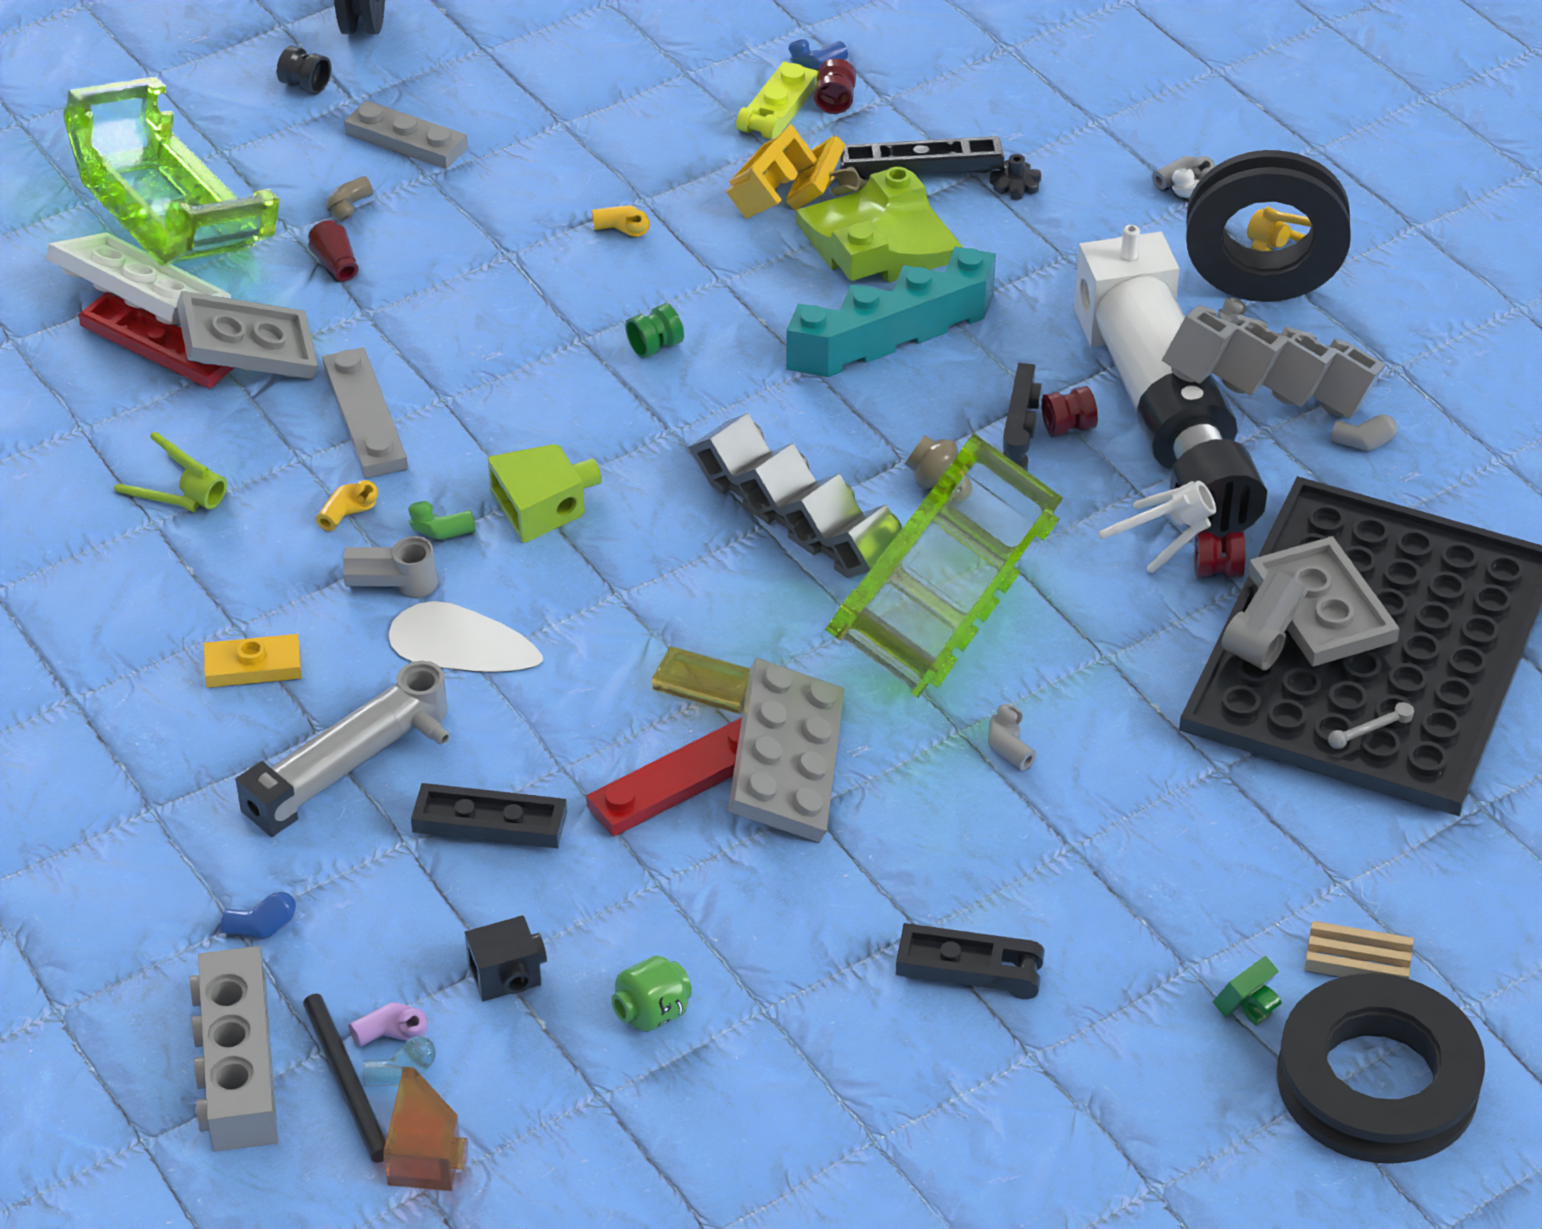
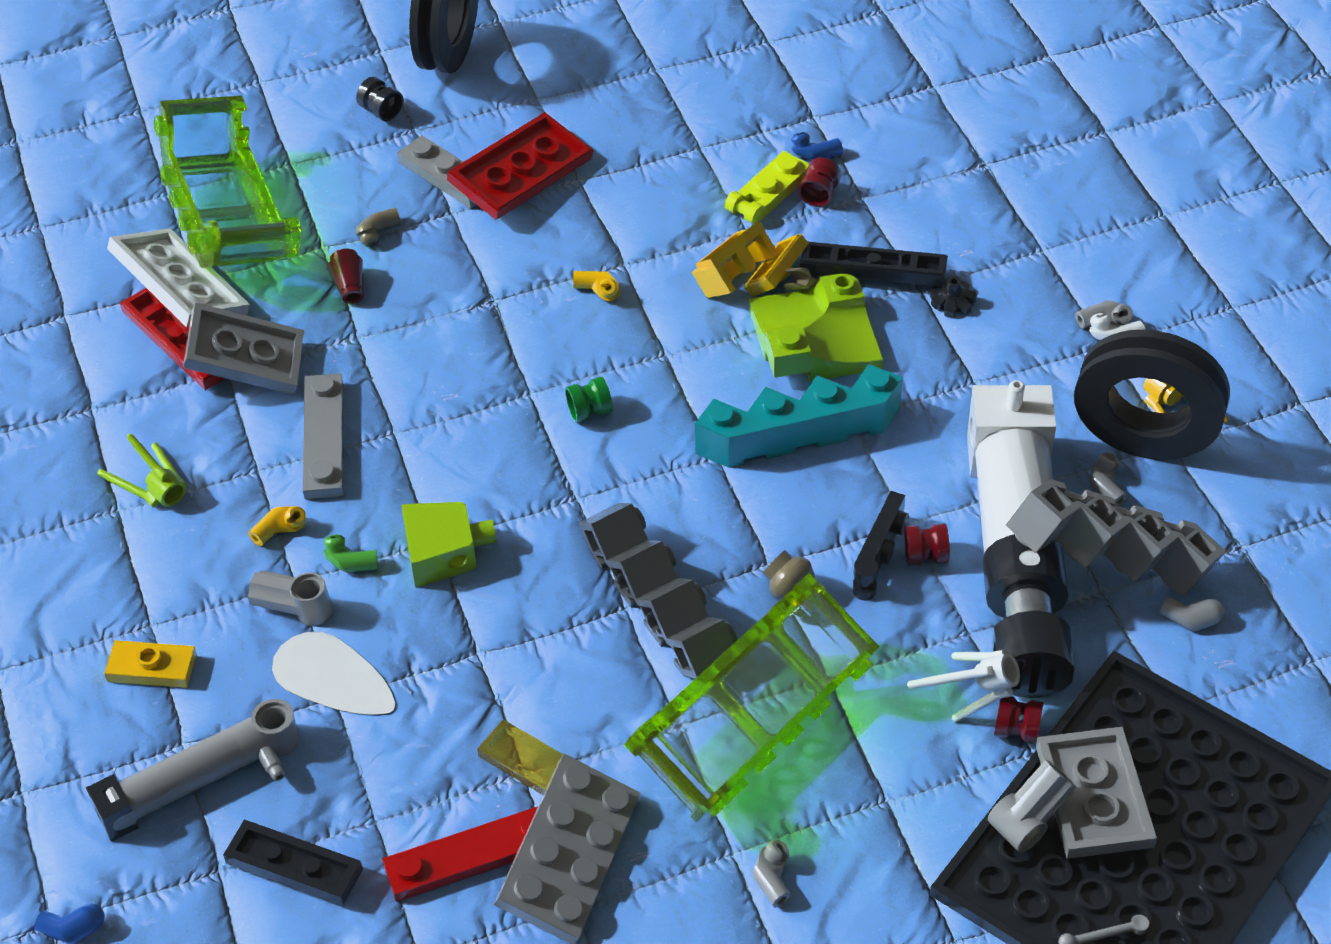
camera: 15 degrees right, 5 degrees up
(492, 114) = (520, 165): none -> red tile

